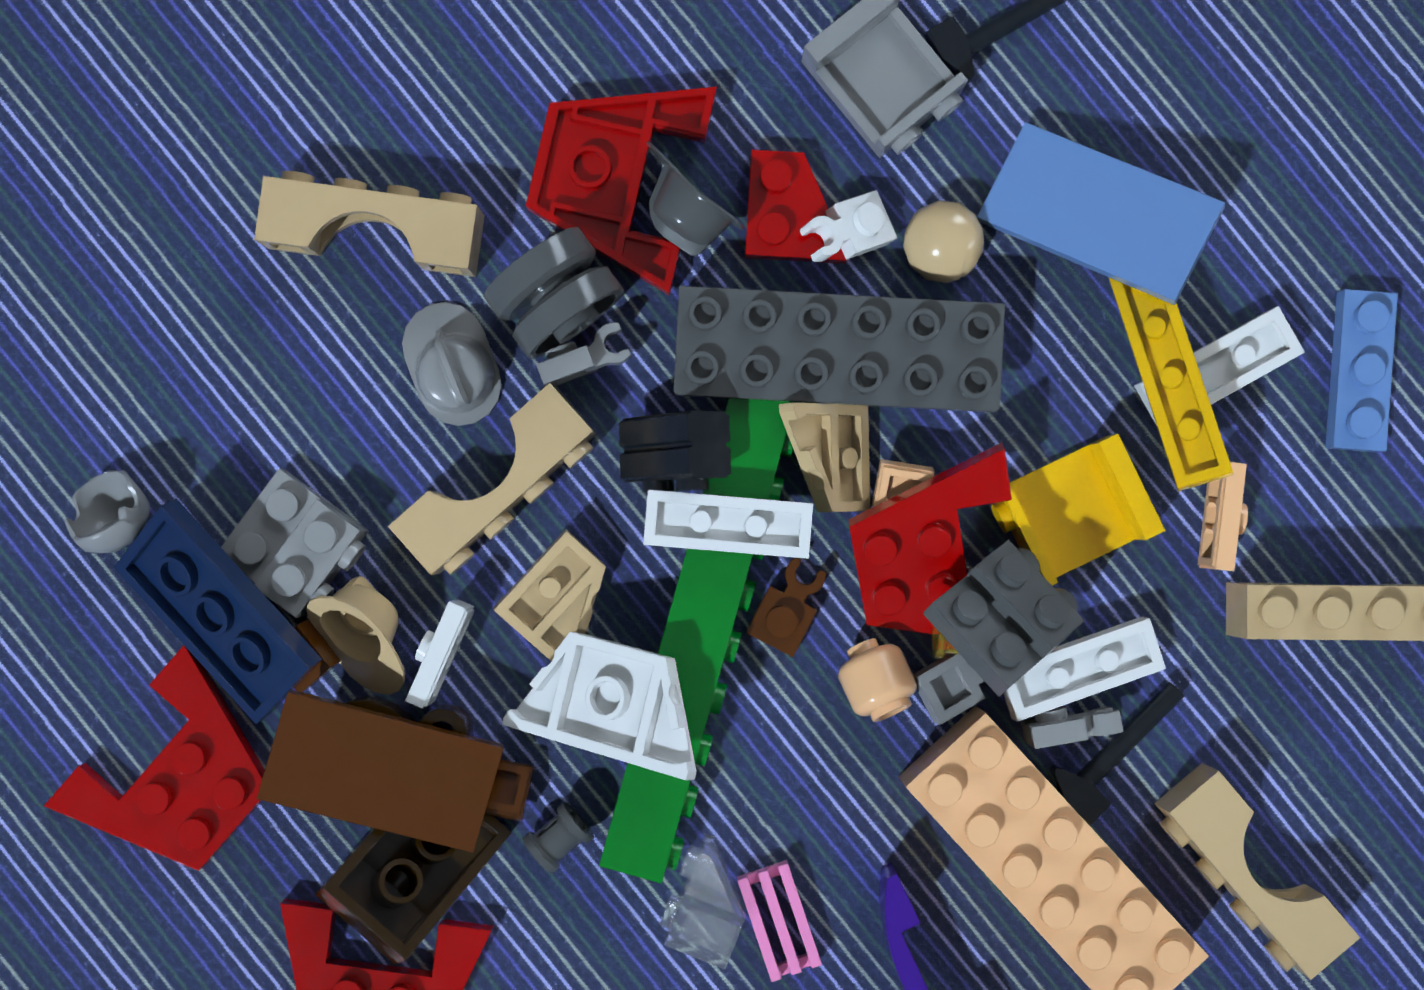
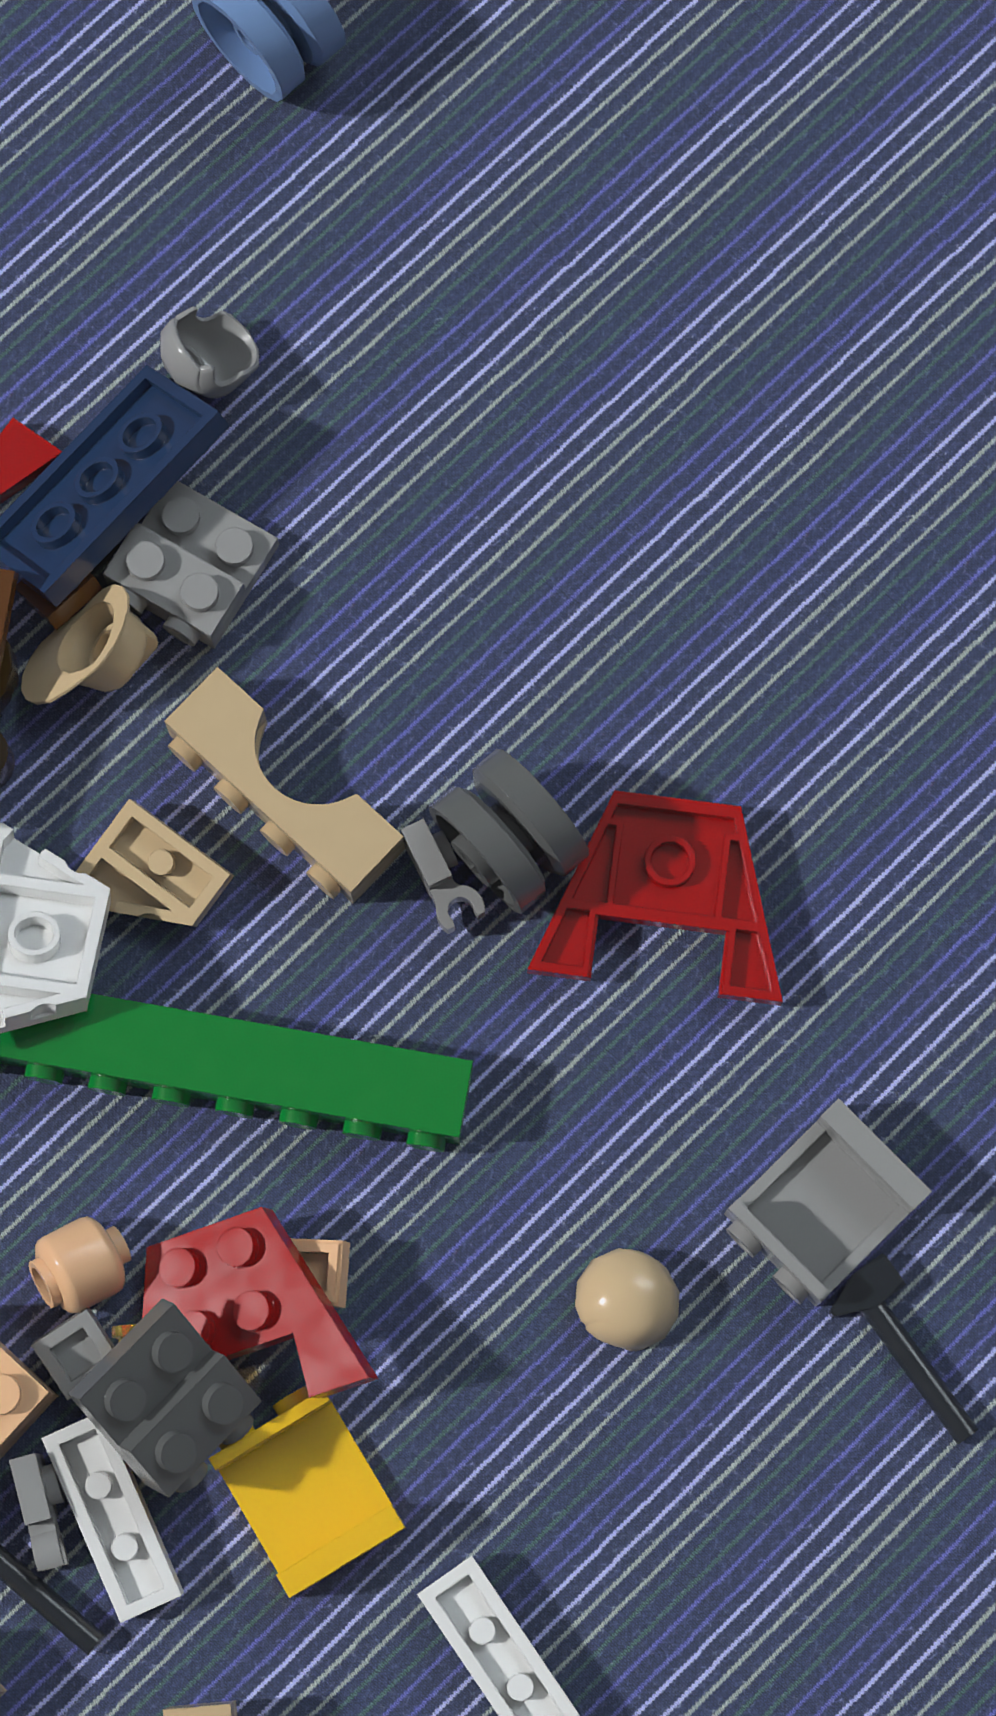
camera: 85 degrees right, 10 degrees down
(307, 215) = (576, 541): tan arch -> none
(438, 652) = (75, 741): white plate -> none
(451, 364) = (421, 725): light grey piece -> none
(676, 448) = (334, 990): black brick -> none
(683, 212) = (627, 975): dark grey piece -> none
(728, 524) = (251, 1058): white plate -> none
(779, 204) = (643, 1105): red wing -> none
(784, 616) = (152, 1147): reddish brown plate -> none
(831, 452) = (351, 1182): tan wing -> none
(839, 349) = (474, 1176): dark grey bracket -> none
(853, 226) = (631, 1185): white plate -> none
(1101, 213) = (676, 1483): medium blue tile -> none
(1173, 387) = (535, 1564): yellow plate -> none
(1223, 520) = (315, 1681): light nougat plate -> none

